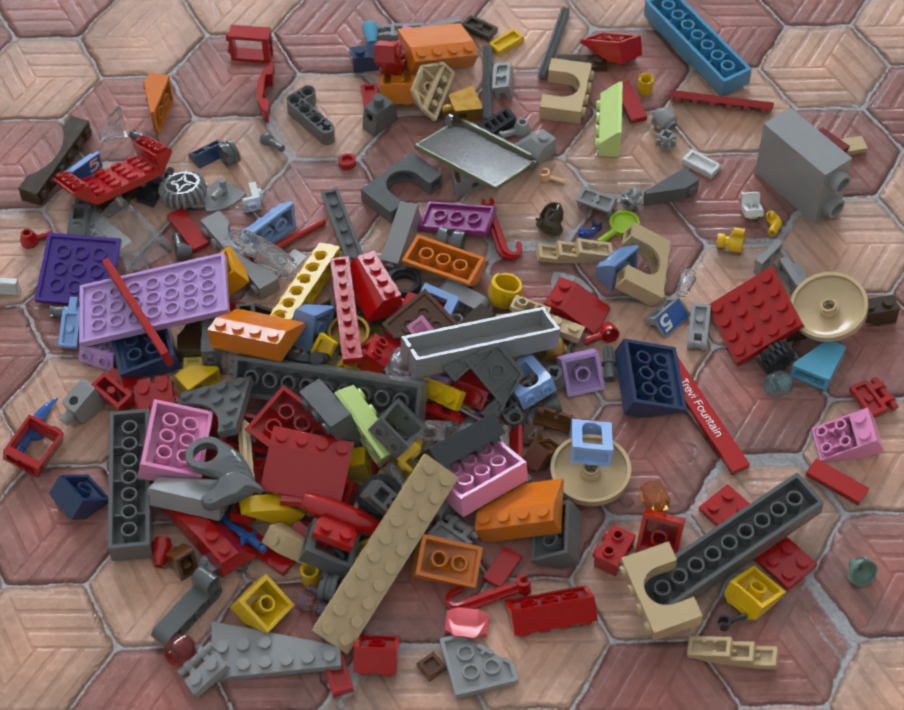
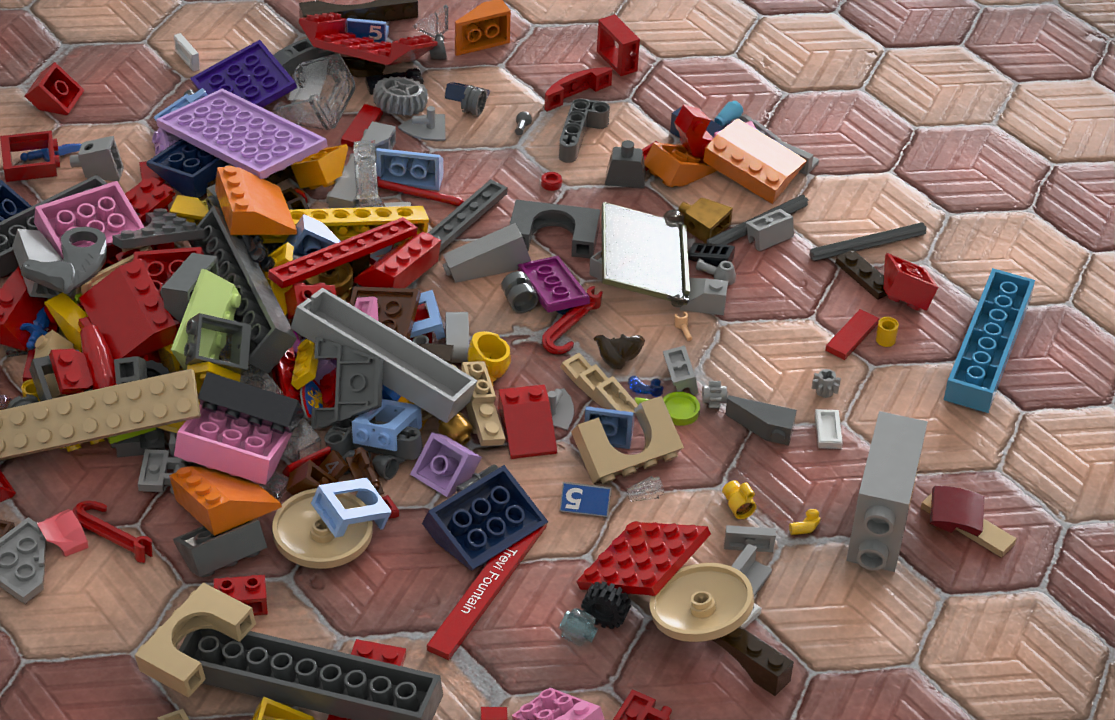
camera: 50 degrees right, 10 degrees down
(30, 239) = (258, 35): red bar -> none
(113, 393) = (125, 168): red brick -> none
(146, 325) = (209, 125): red tile -> none
(182, 251) = (332, 131): dark grey bar -> none
(254, 201) = (439, 144): white bracket -> none
(406, 272) = (438, 278): black tyre -> none
(431, 87) = (693, 179): tan wedge -> none
(445, 261) = (482, 297): orange slope -> none
(446, 561) = (117, 473): orange slope -> none
(479, 28) = (823, 180): dark brown plate -> none
(502, 567) = (154, 525): red tile -> none
(506, 42) = (829, 209): yellow tile -> none
(551, 610) = (126, 583): red slope -> none
(571, 107) = (792, 294): tan arch -> none
(608, 334) = (517, 462): red bar -> none
(609, 121) = (801, 330): yellowish green slope -> none
(654, 496) = (335, 596): clear orange brick -> none
(658, 529) = (292, 617): red slope -> none
(664, 119) = (853, 368): light grey head -> none
(699, 326) = (595, 528): light grey plate -> none
(730, 102) = (938, 405): red plate -> none
(751, 205) = (808, 493): white bracket -> none
(819, 365) = (641, 651): medium azure slope -> none

